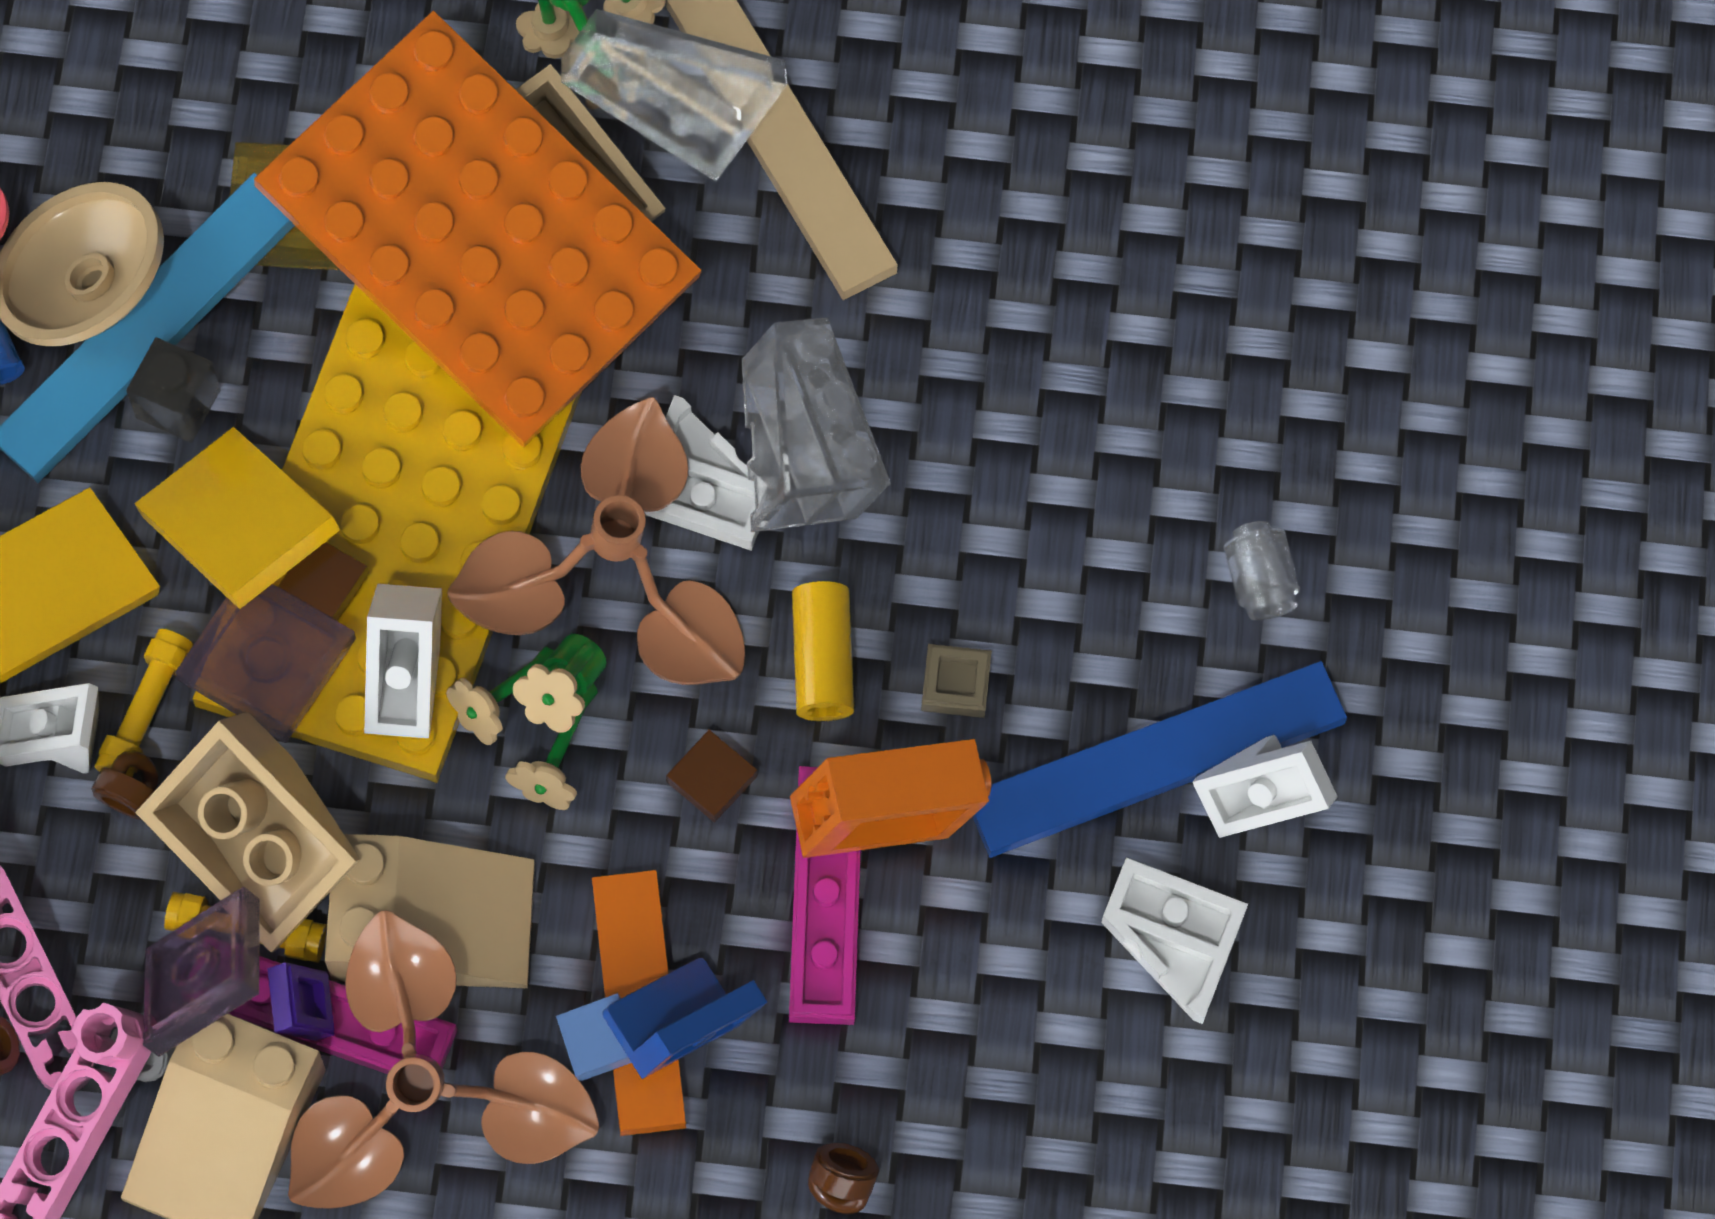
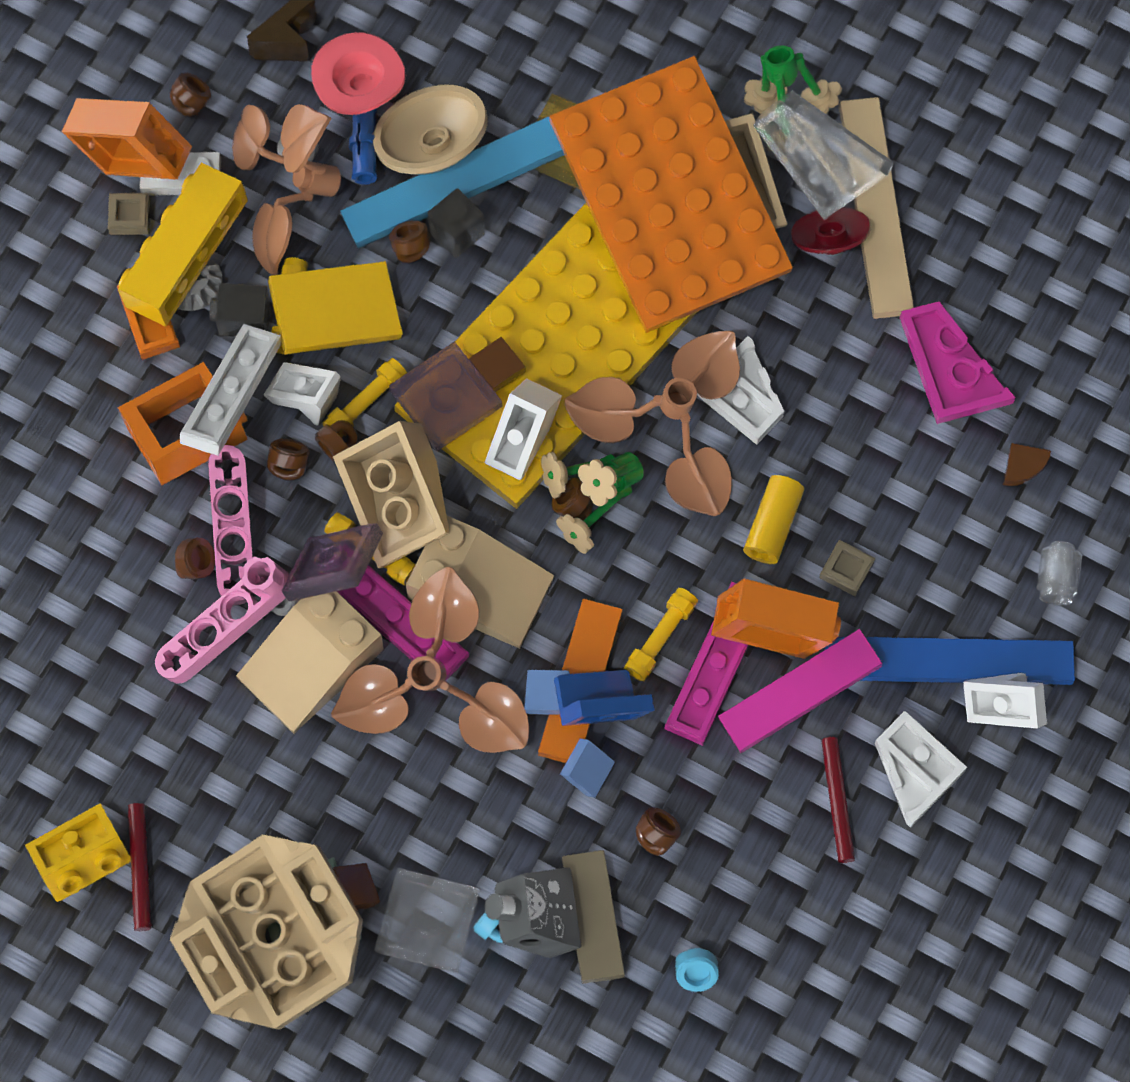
camera: 25 degrees right, 0 degrees up
(64, 835) = (288, 455): none -> reddish brown tile
(114, 442) = (410, 241): none -> reddish brown tile
(237, 517) = (462, 310): yellow tile -> none
(301, 1001) = (383, 602): dark purple tile -> none
(519, 738) = (573, 501): none -> reddish brown tile
(702, 1125) = (587, 768): none -> medium blue tile
(711, 776) = (678, 567): reddish brown tile -> none
(738, 834) = (679, 607): none -> yellow bar
(739, 199) = (834, 234): none -> dark red dish
(807, 430) = (817, 386): clear wedge -> none
(964, 888) = (800, 691): none -> dark pink tile
(983, 331) = (949, 368): none -> dark pink wing
(1082, 1025) = (837, 800): none -> dark red bar
(1146, 430) = (1024, 463): none -> reddish brown tile

